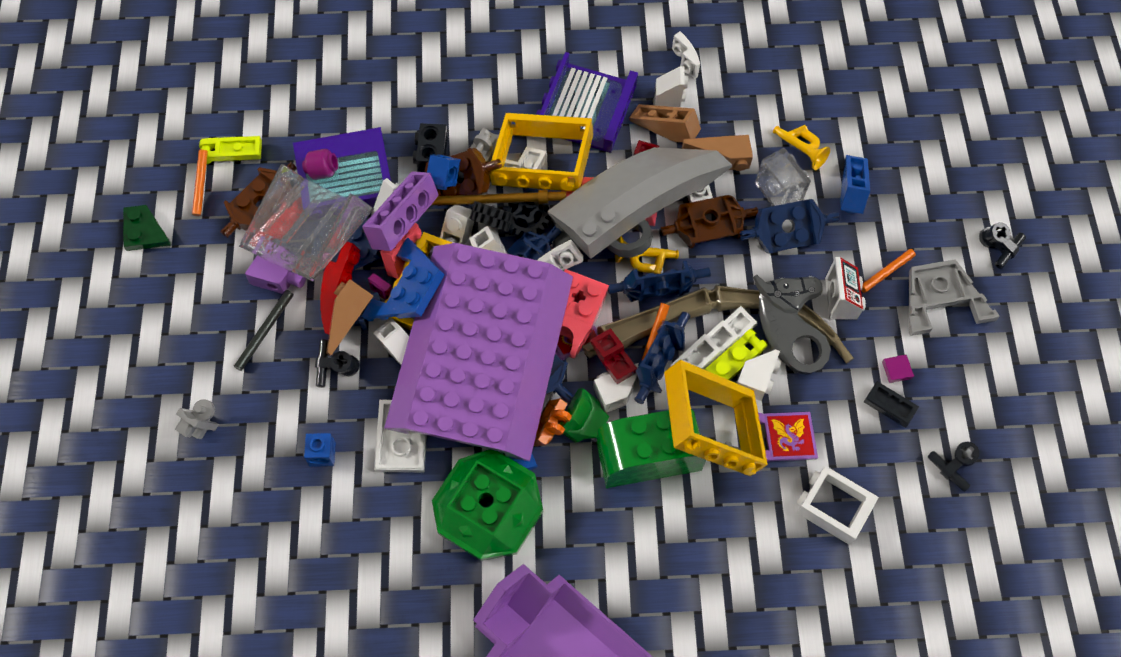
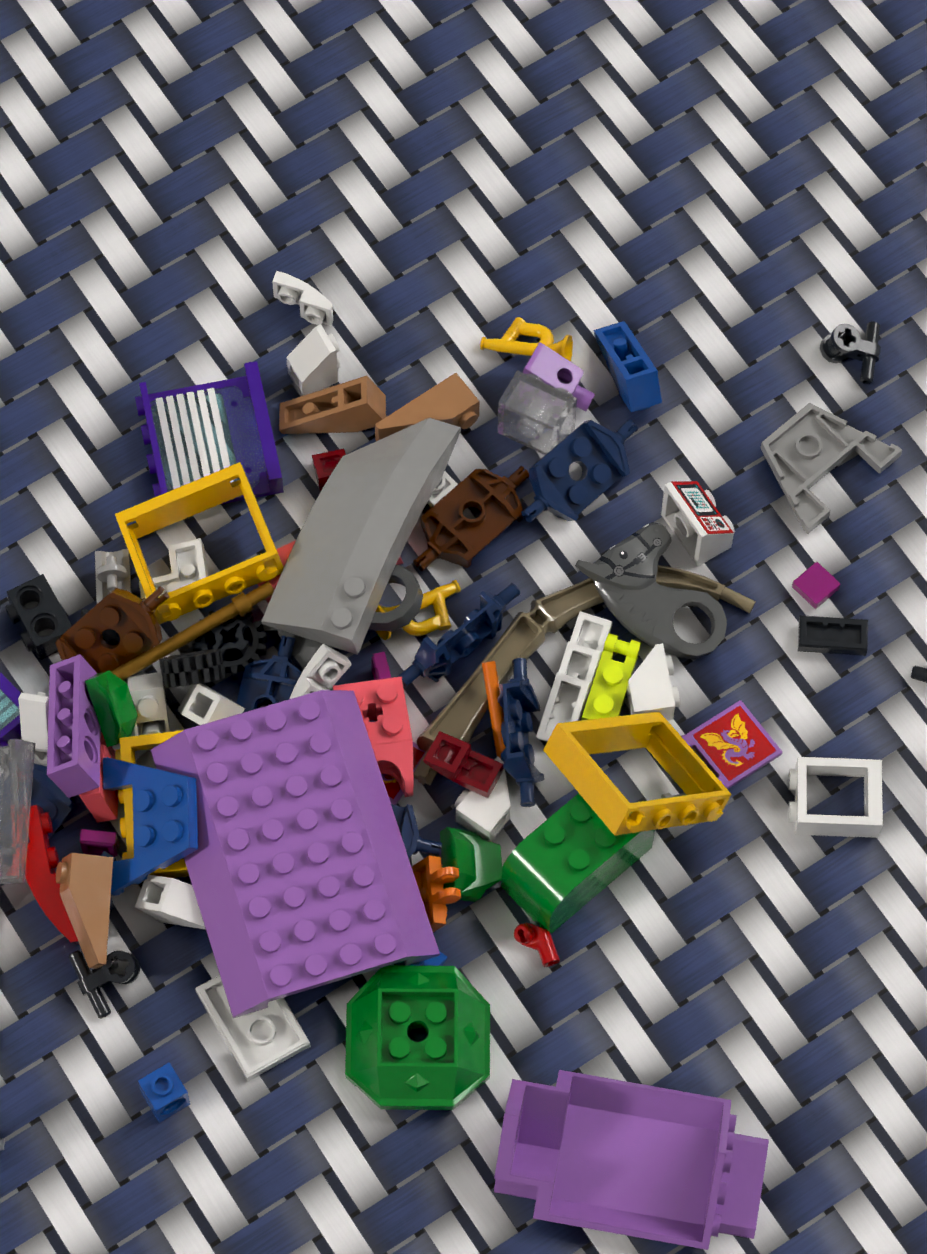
camera: 30 degrees left, 0 degrees up
(431, 212) = (112, 706): none -> green slope
(443, 170) = (90, 639): blue brick -> none
(597, 486) = (538, 939): none -> red arm
(602, 274) = (380, 666): none -> magenta tile
(809, 162) = (558, 373): none -> torso
(889, 269) = (734, 461): orange bar -> none

